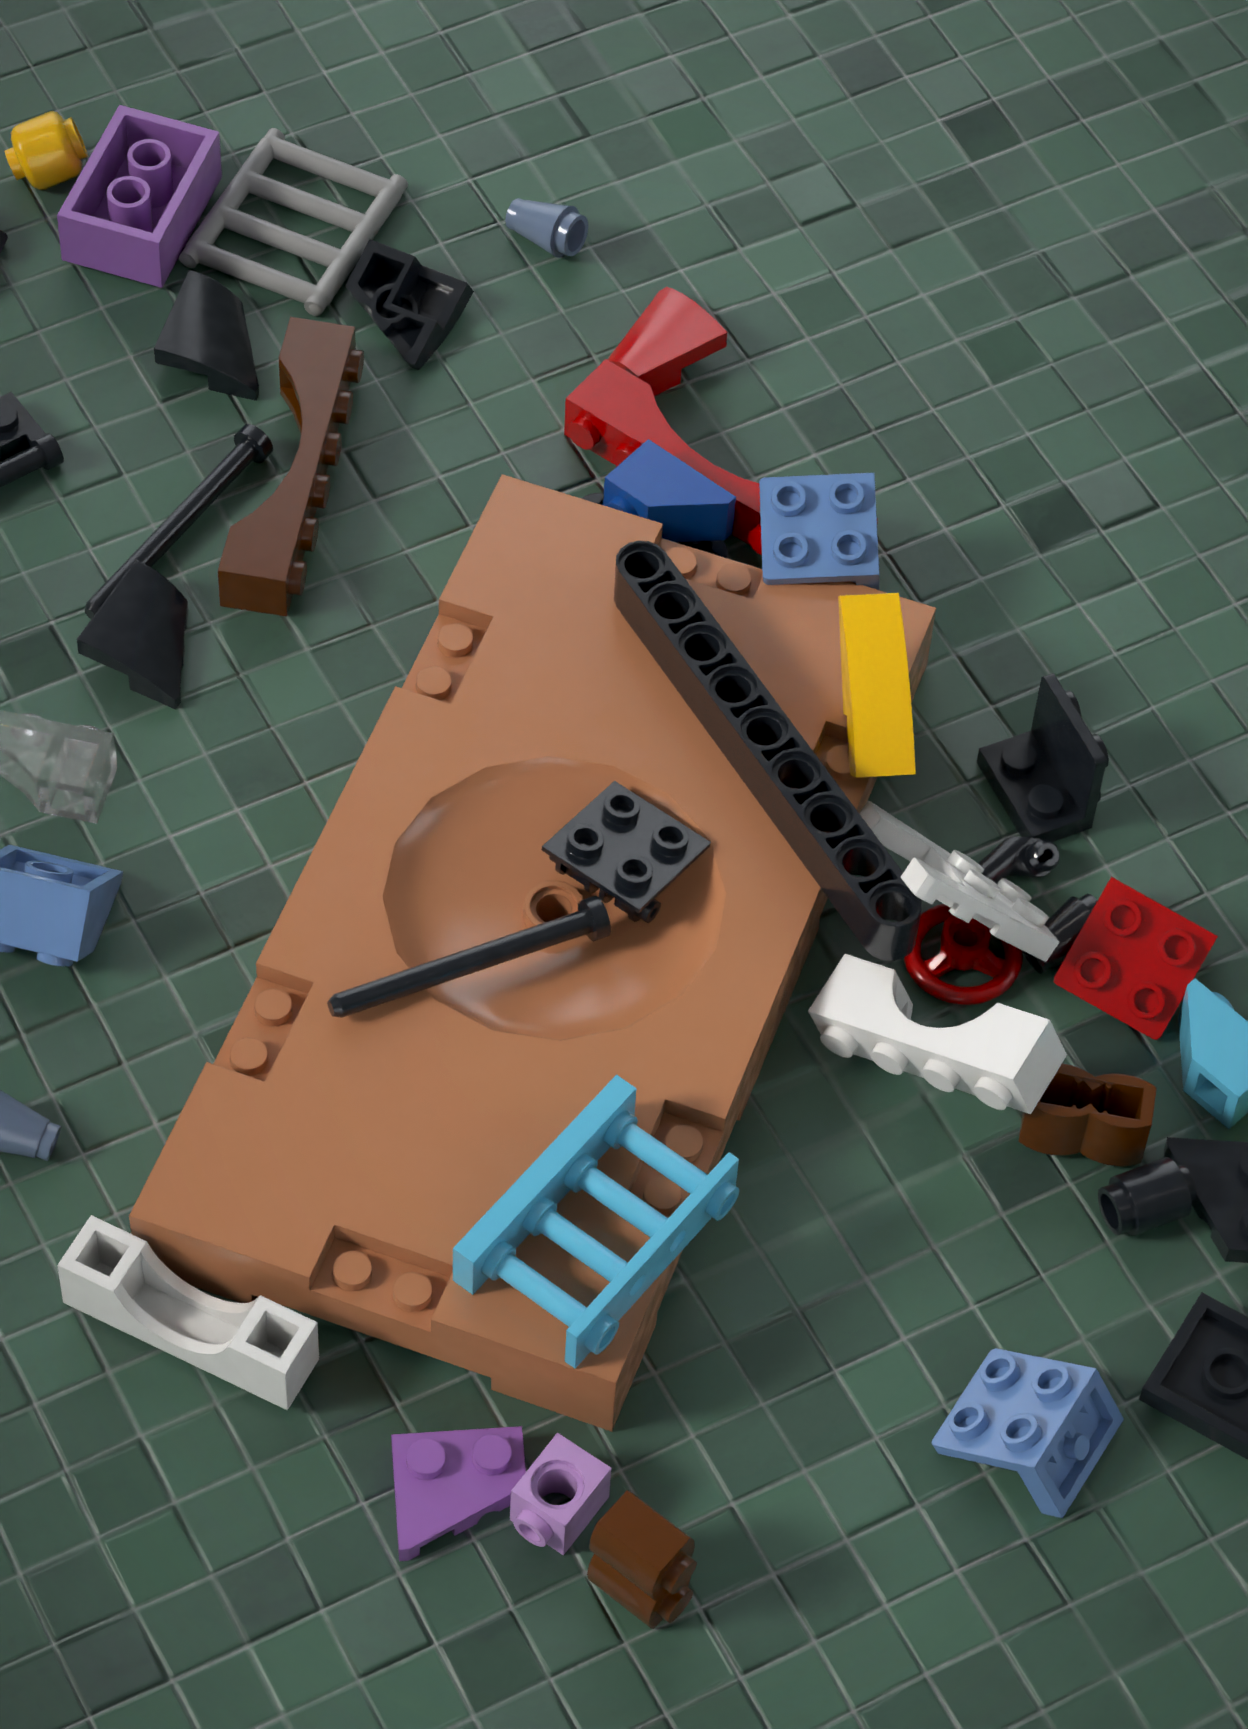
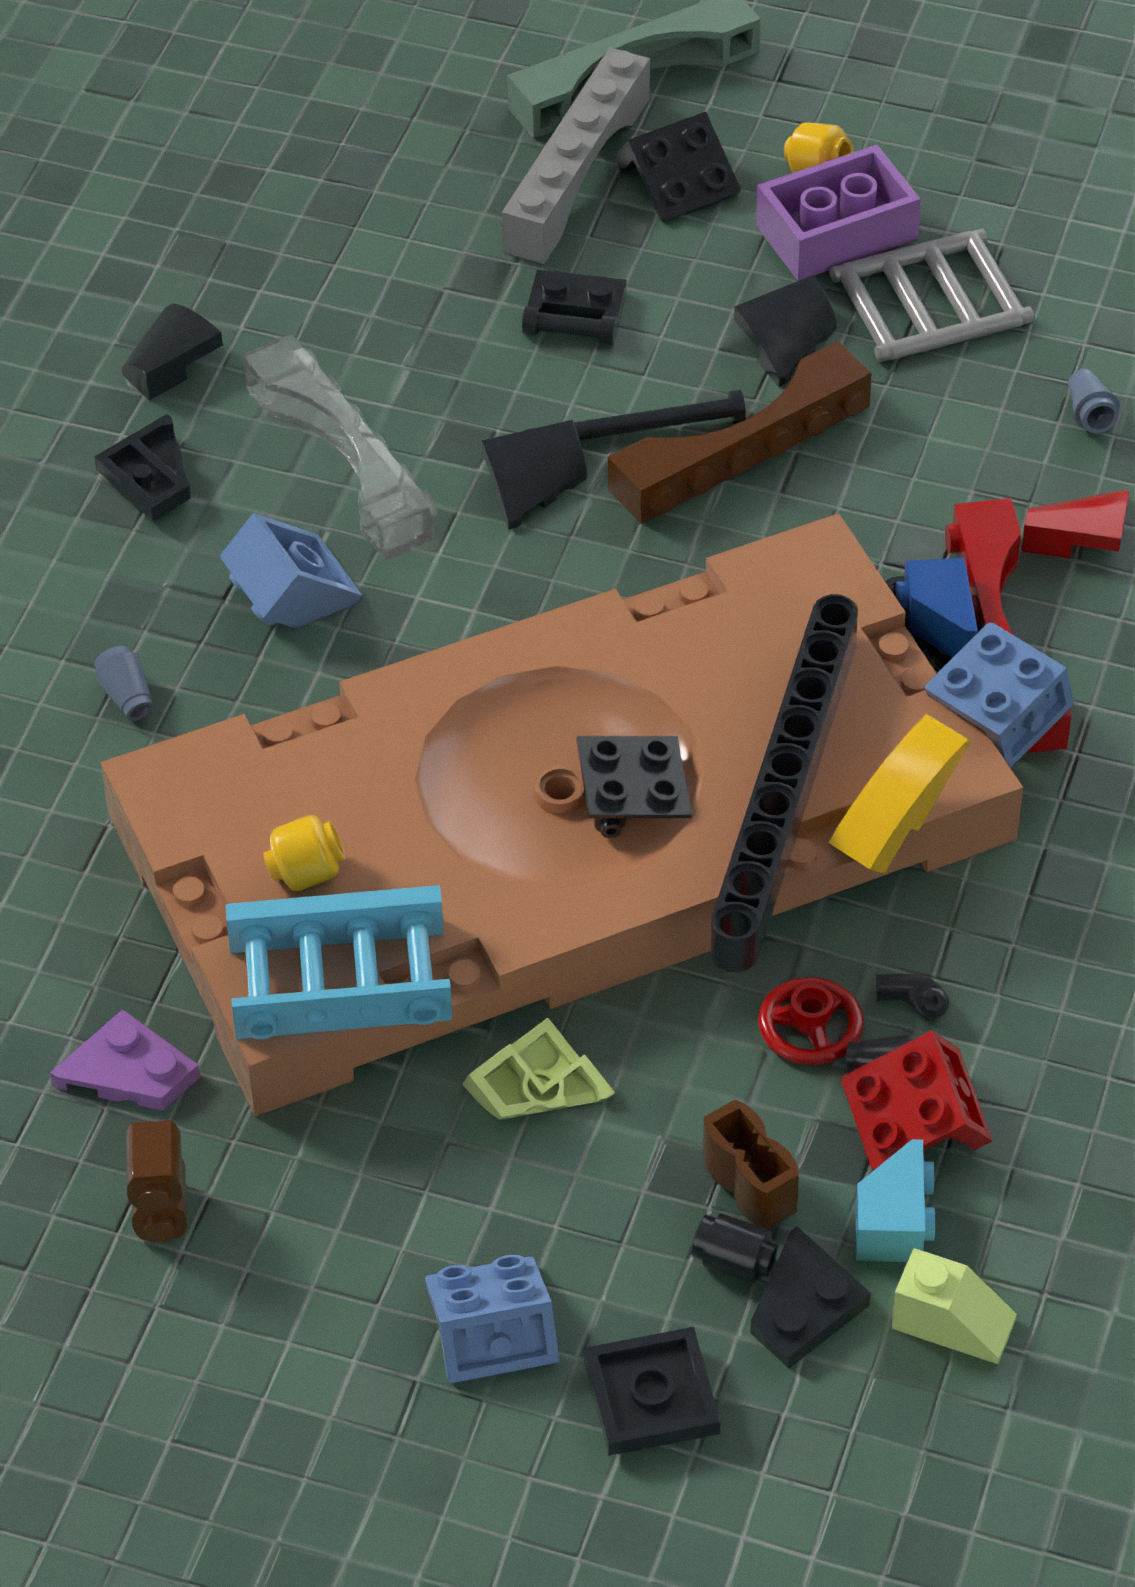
camera: 50 degrees right, 5 degrees down
(130, 1288) = (86, 851): white arch -> none
(407, 300) = (941, 388): black slope -> none
(444, 1144) = (304, 853): none -> yellow head
(563, 1470) = (178, 1101): lavender brick -> none
(589, 920) = (561, 803): black bar -> none
(809, 1189) = (536, 1076): none -> yellowish green slope
(962, 886) = (832, 973): white wing -> none
(997, 1057) = (704, 1066): white arch -> none
(1049, 774) = (992, 953): black bracket -> none

